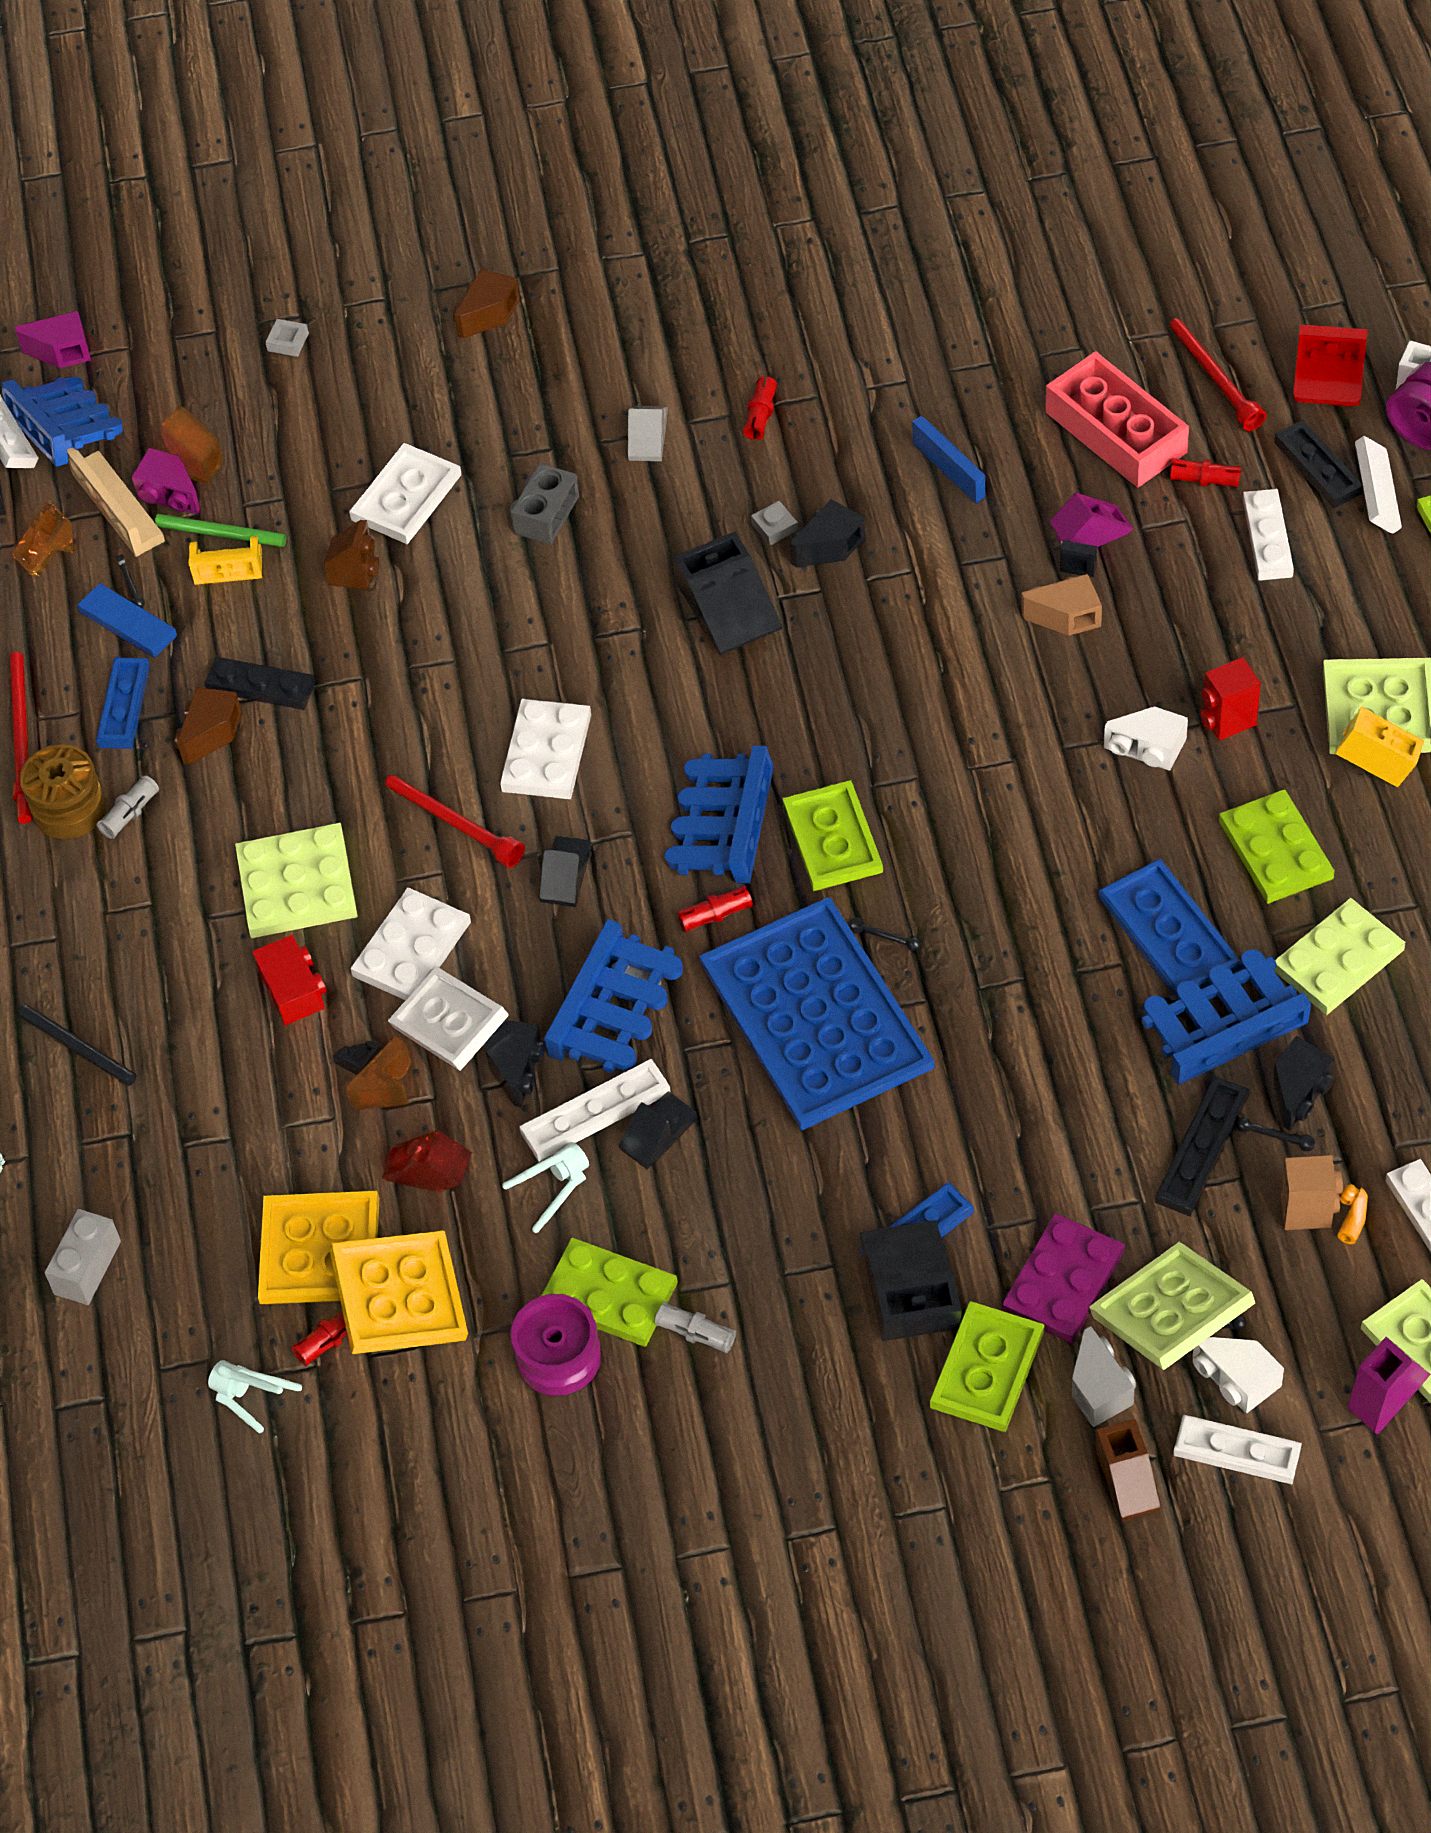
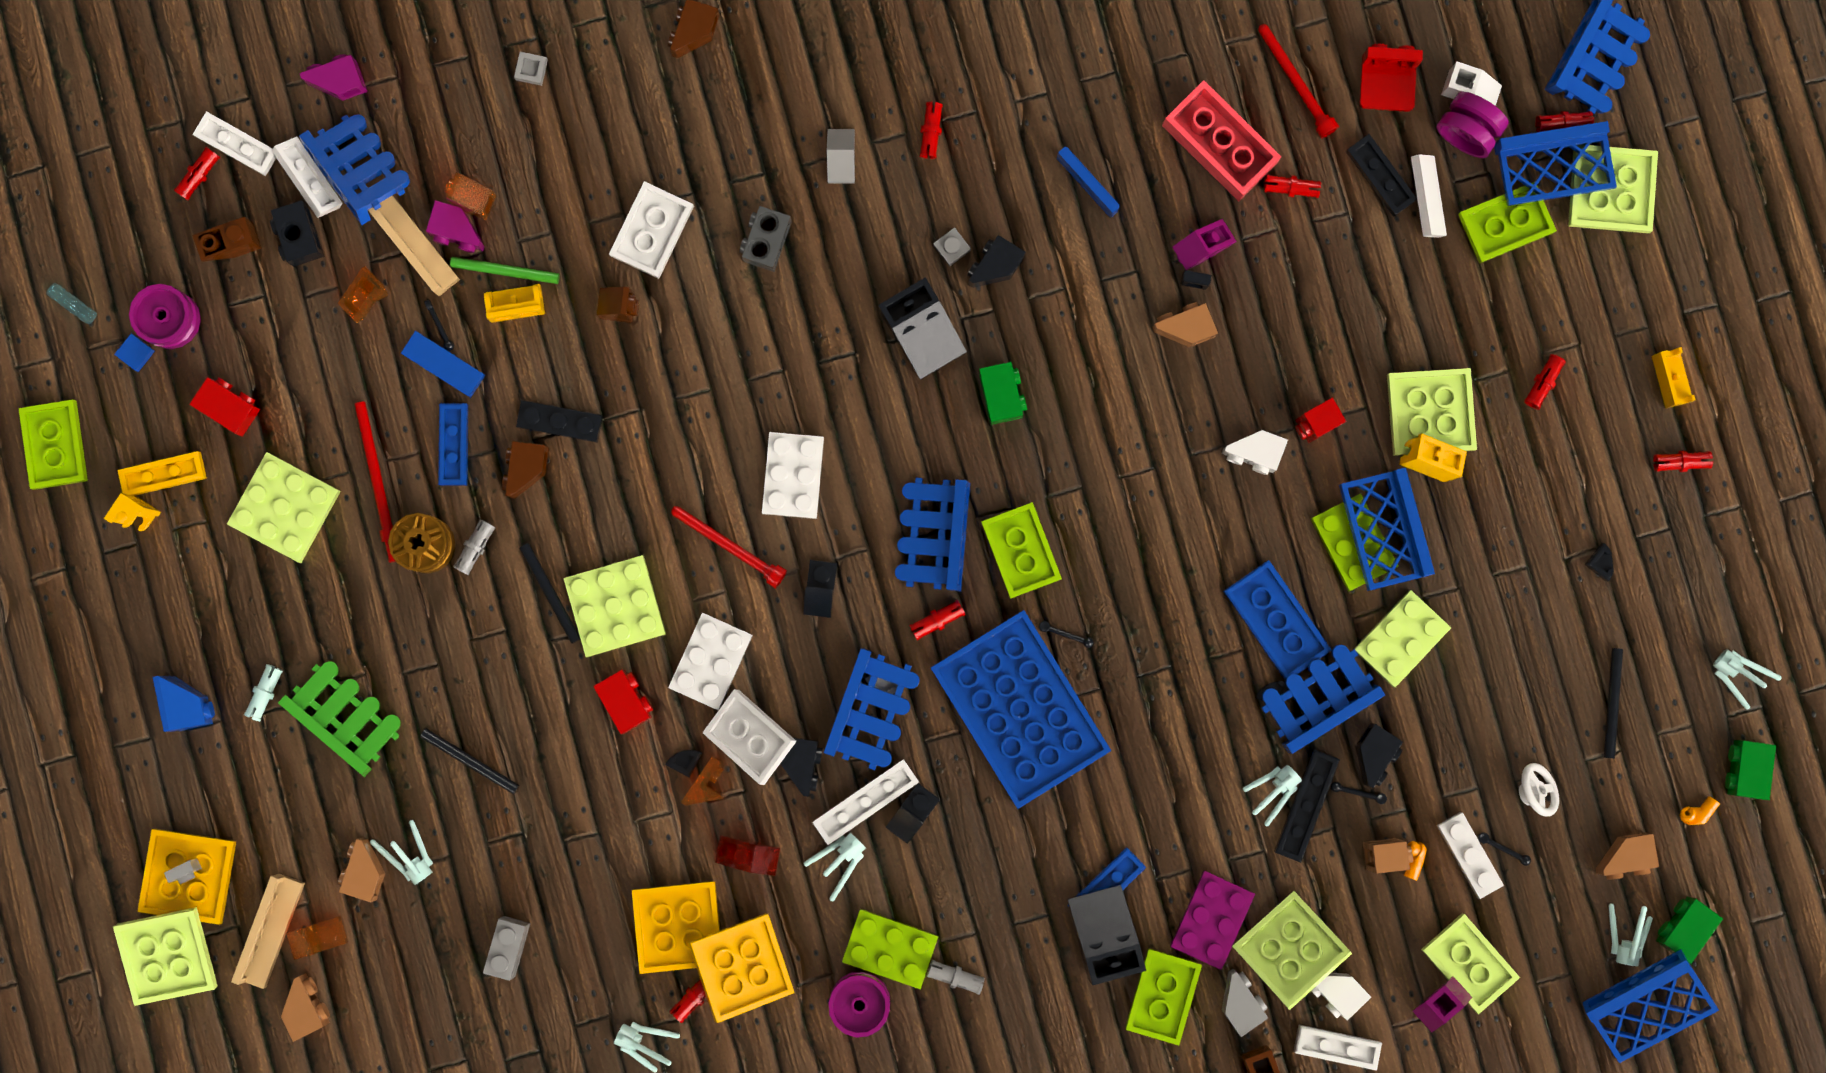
camera: 10 degrees left, 30 degrees up
(215, 863) = (550, 593): none -> black bar
(821, 666) = (1001, 393): none -> green brick
(1170, 1109) = (1285, 782): none -> light aqua plant
(1268, 534) = (1342, 244): white plate -> none
(1347, 824) = (1409, 524): none -> blue fence

